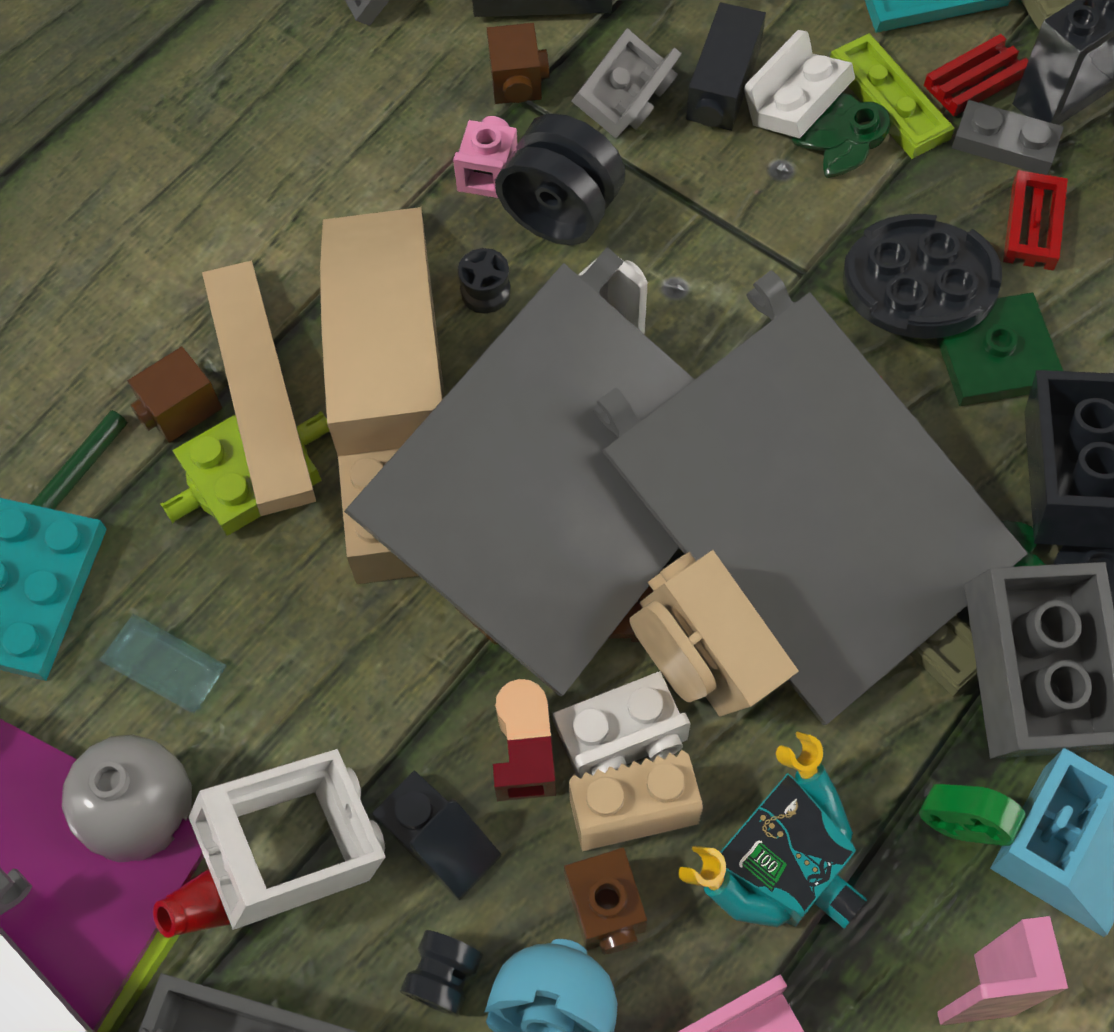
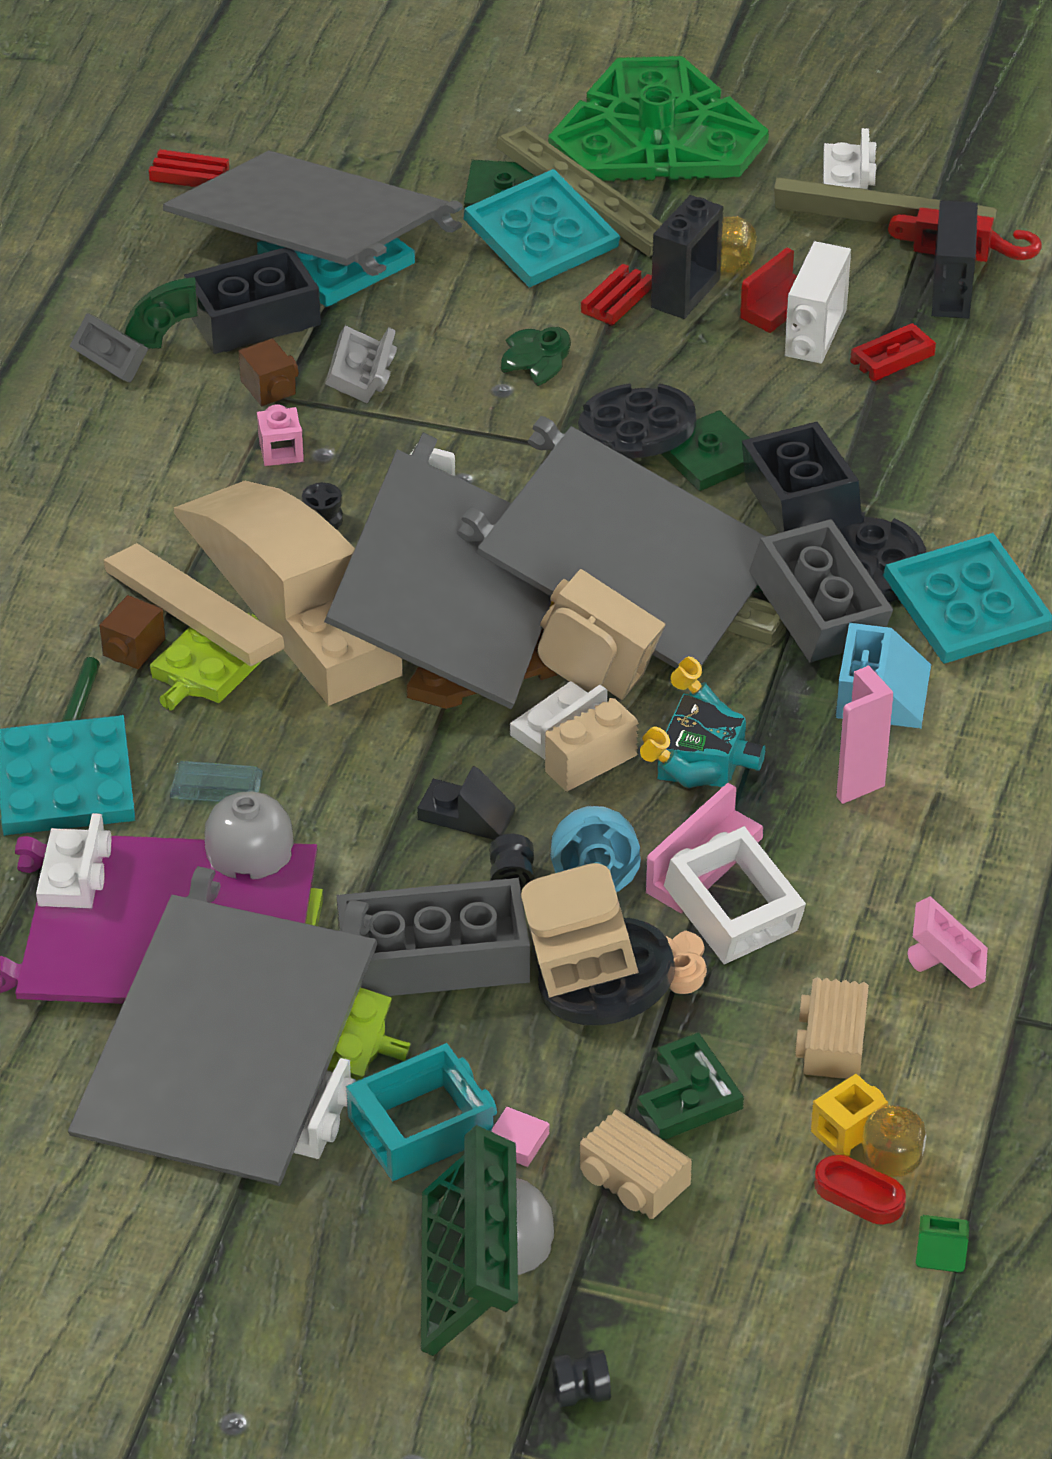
camera: 25 degrees left, 20 degrees down
(191, 908) = (336, 874): red cone -> none
(231, 859) = (341, 822): white window -> none
(525, 722) = (503, 740): leg -> none
(560, 179) = (350, 426): black wheel -> none
(606, 901) = (597, 787): reddish brown brick -> none
(725, 66) = (430, 333): black brick -> none
(795, 87) = (489, 335): white bracket -> none
(879, 79) = (540, 312): lime tile -> none
(972, 814) = (816, 686): green beam -> none
(1007, 137) = (657, 326): dark grey plate -> none
(1031, 251) = (705, 388): red tile -> none

